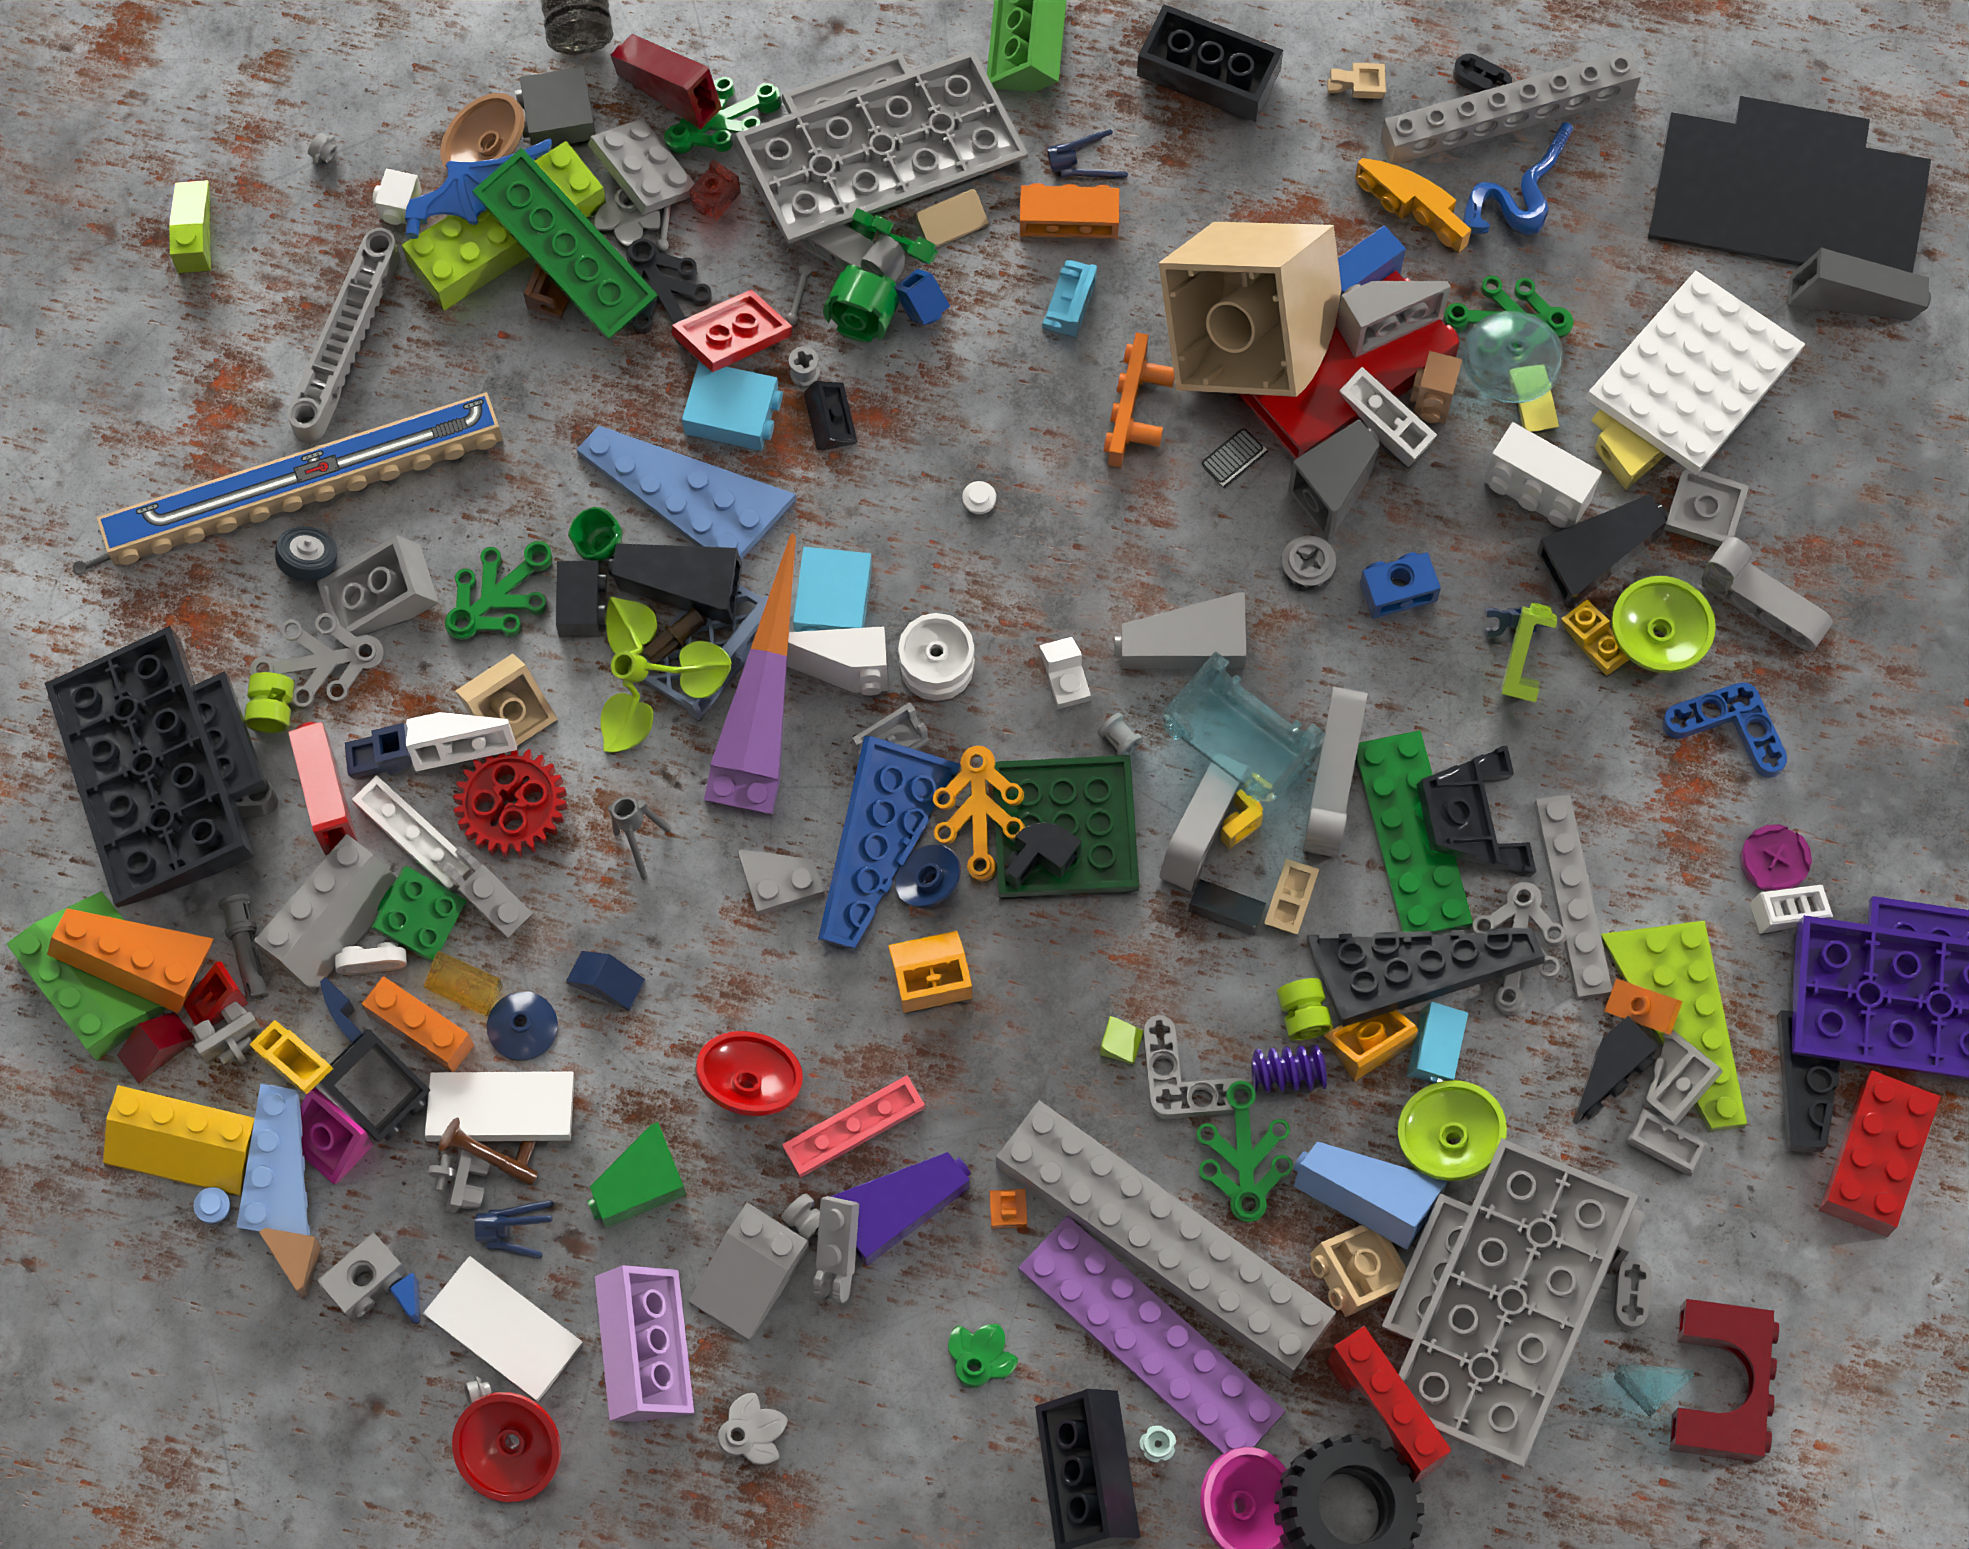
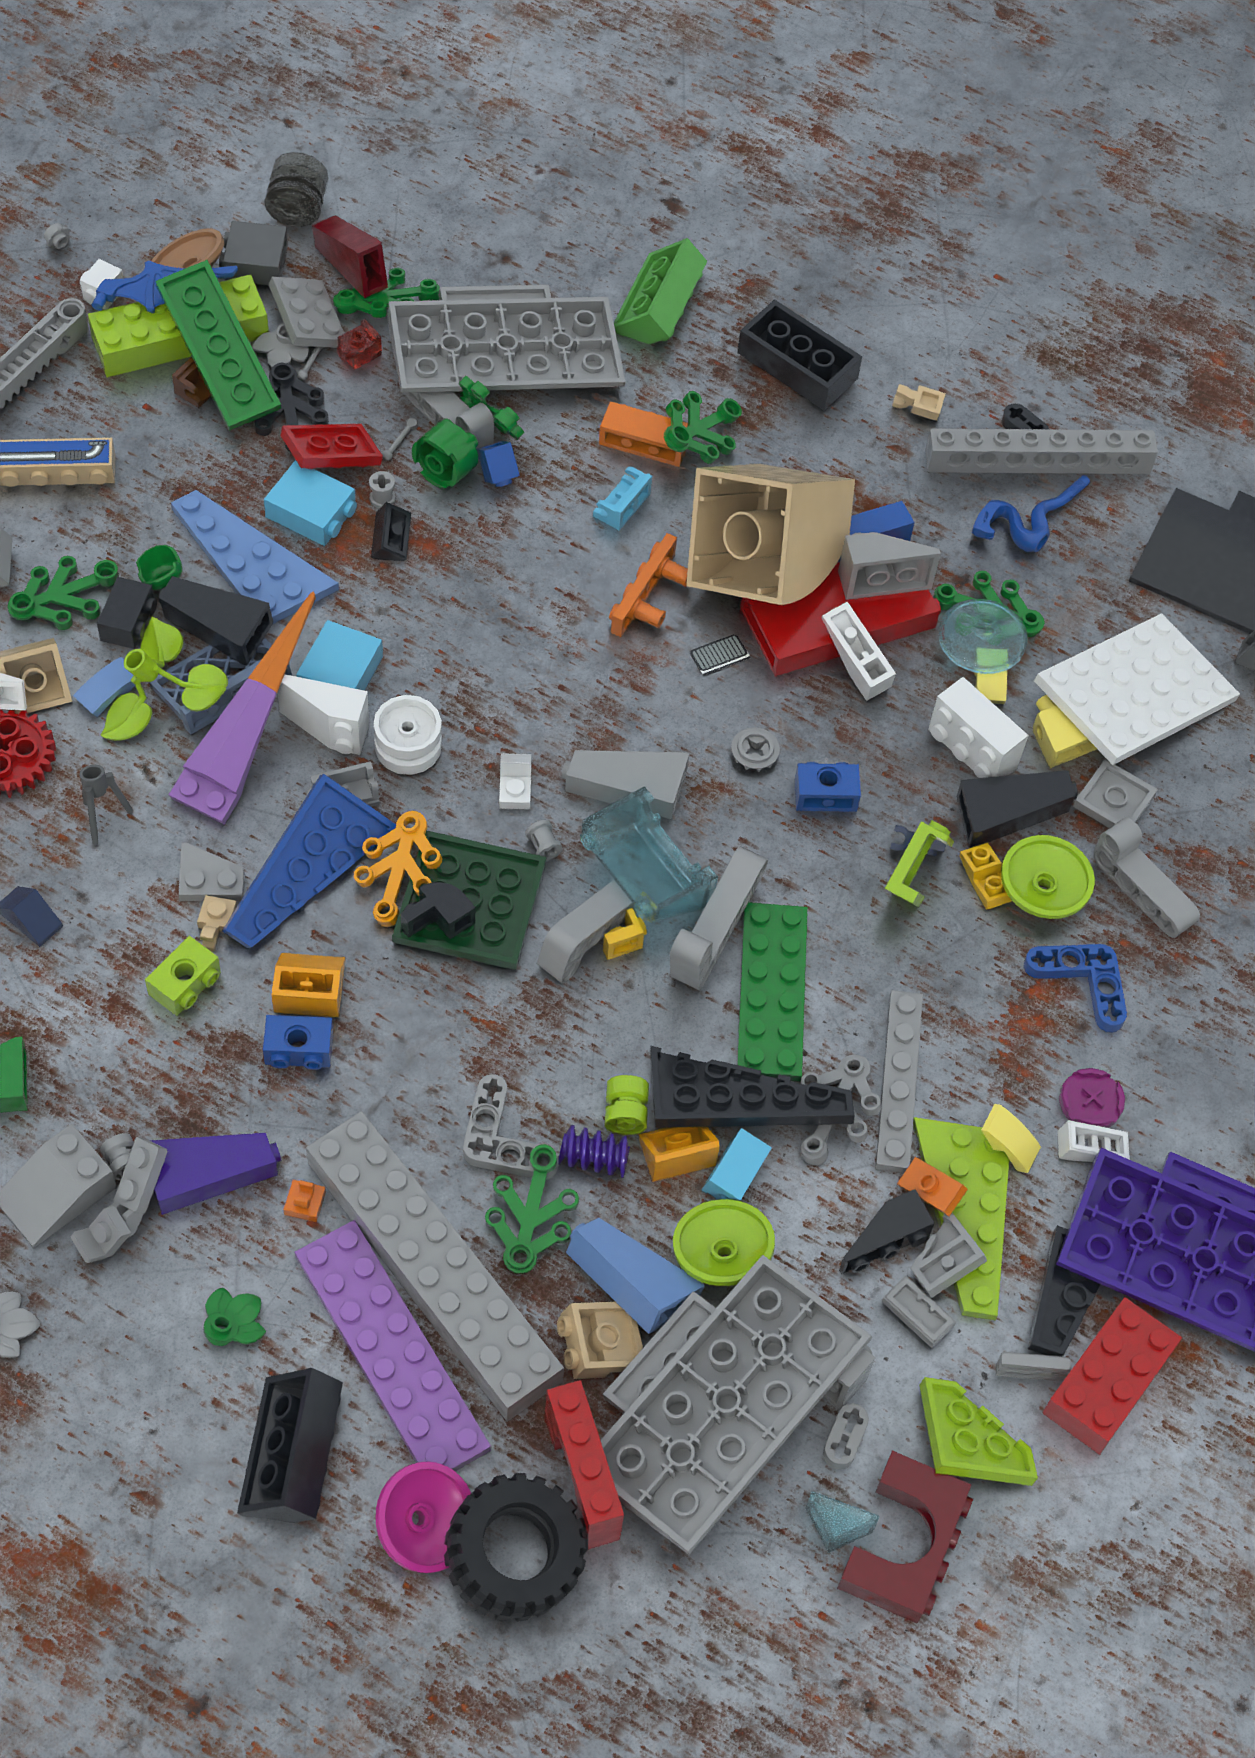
camera: 10 degrees right, 10 degrees down
(589, 692) = (105, 687): none -> medium blue slope
(674, 636) = (185, 663): dark brown axle -> none
(749, 1073) = (117, 1020): red dish -> none
(797, 981) = (187, 959): none -> lime brick
(804, 925) = (213, 918): none -> tan plate
(818, 1310) = (102, 1236): none -> light grey bracket
(853, 1126) = (193, 1092): coral plate -> none
(928, 876) = (335, 905): dark blue dish -> none
(952, 218) = (546, 414): tan slope -> none
(955, 1024) = (285, 1030): none -> blue brick
(979, 497) = (491, 627): white plate -> none
(1064, 156) = (655, 392): dark blue plant -> none
(1113, 211) = (680, 437): none -> green plant
(1121, 1041) = (455, 1087): lime slope -> none
(1154, 1434) = (364, 1433): light aqua plate -> none
(1226, 907) = (588, 1004): black slope -> none
(1291, 896) = (648, 1011): tan slope -> none
(1333, 475) = (798, 684): dark grey slope -> none
(1408, 192) = (934, 492): light orange slope -> none
(1435, 387) = (908, 639): medium nougat brick -> none
(1460, 816) = (818, 981): black wing -> none
(1708, 929) = (1011, 1136): none -> light yellow slope
(1757, 1260) = (970, 1438): none -> lime plate
(1798, 1167) = (1033, 1366): none -> light grey tile

